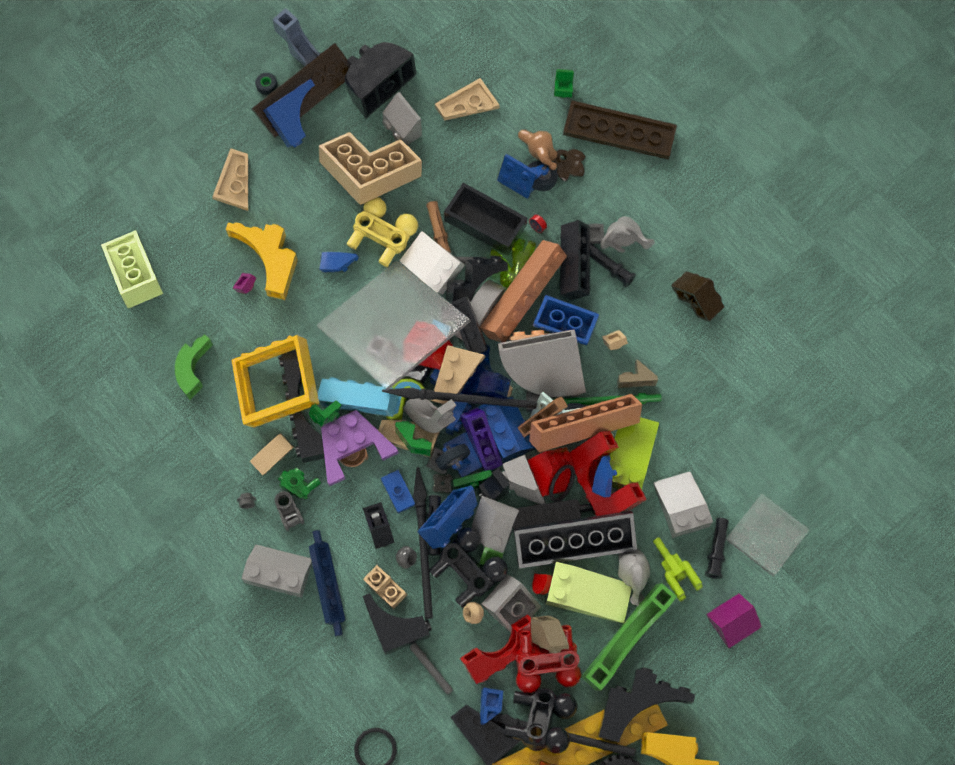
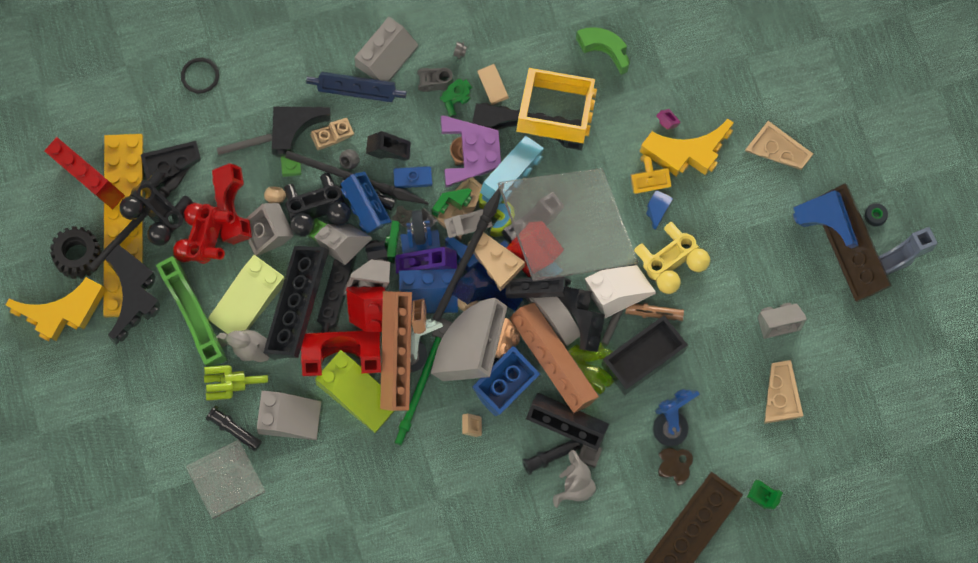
camera: 110 degrees right, 0 degrees up
(131, 269) = (722, 29): yellowish green slope -> none
(310, 275) = (651, 178): none -> yellow plate
(321, 417) = (505, 140): green bracket -> none
(367, 173) = (731, 267): tan brick -> none
(378, 75) = (840, 313): black hips -> none
(438, 611) = (290, 167): none -> bright green plate
(490, 704) = (190, 177): blue slope -> none
(538, 223) = (620, 406): red tile -> none
(540, 146) = (700, 436): medium nougat piece -> none
(541, 583) = (274, 261): red tile -> none
(548, 634) = (221, 237): dark tan slope -> none
(555, 479) = (345, 316): black piece -> none
(603, 478) = (341, 346): blue slope -> none
(641, 378) = (425, 434): dark tan slope -> none
(700, 294) = (482, 521): dark brown brick -> none
(734, 620) = (164, 414): magenta slope -> none

